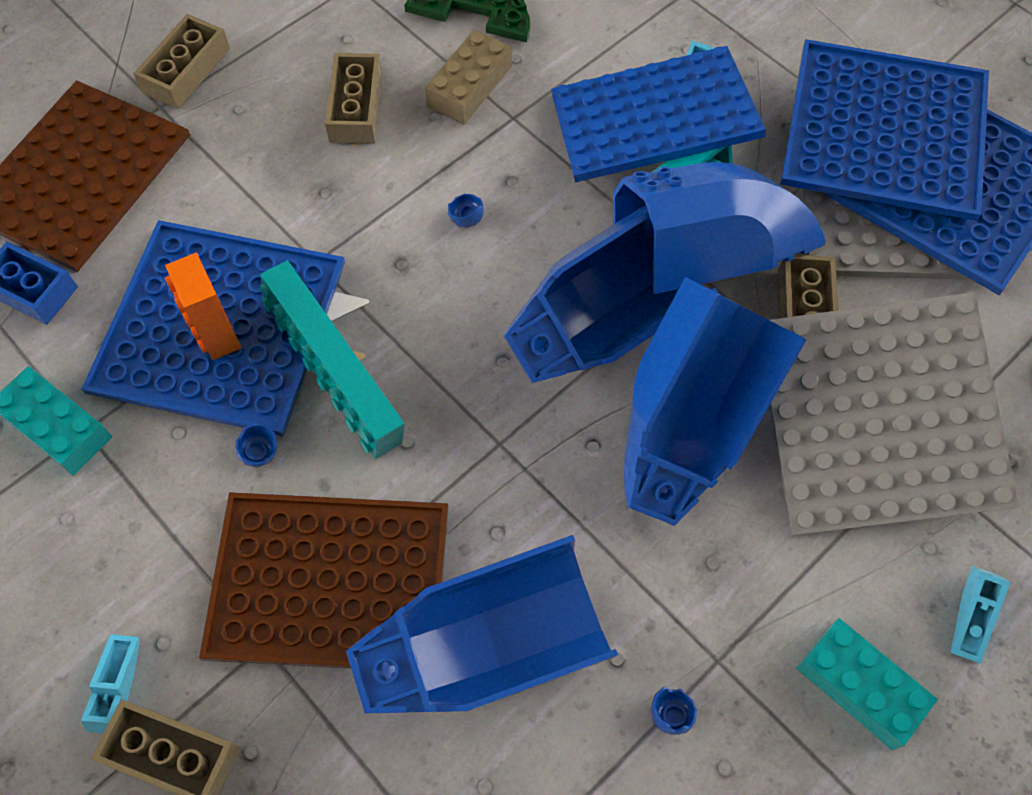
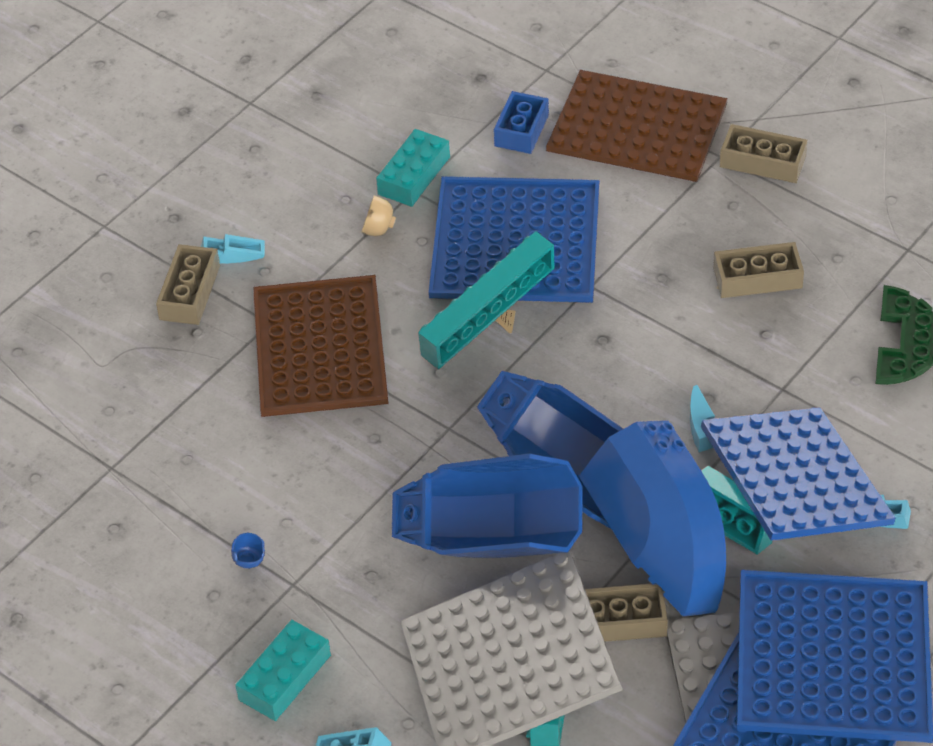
camera: 85 degrees right, 15 degrees down
(127, 475) = (379, 217): none -> tan cylinder
(201, 306) = (502, 209): orange brick -> none
(256, 445) = (414, 281): blue hair -> none
(343, 304) = (553, 310): white sticker -> none
(466, 210) = (661, 366): blue hair -> none
(468, 76) = (811, 344): dark tan brick -> none
(482, 636) = (282, 421): blue windscreen -> none
(547, 189) = (699, 411): none -> medium azure slope

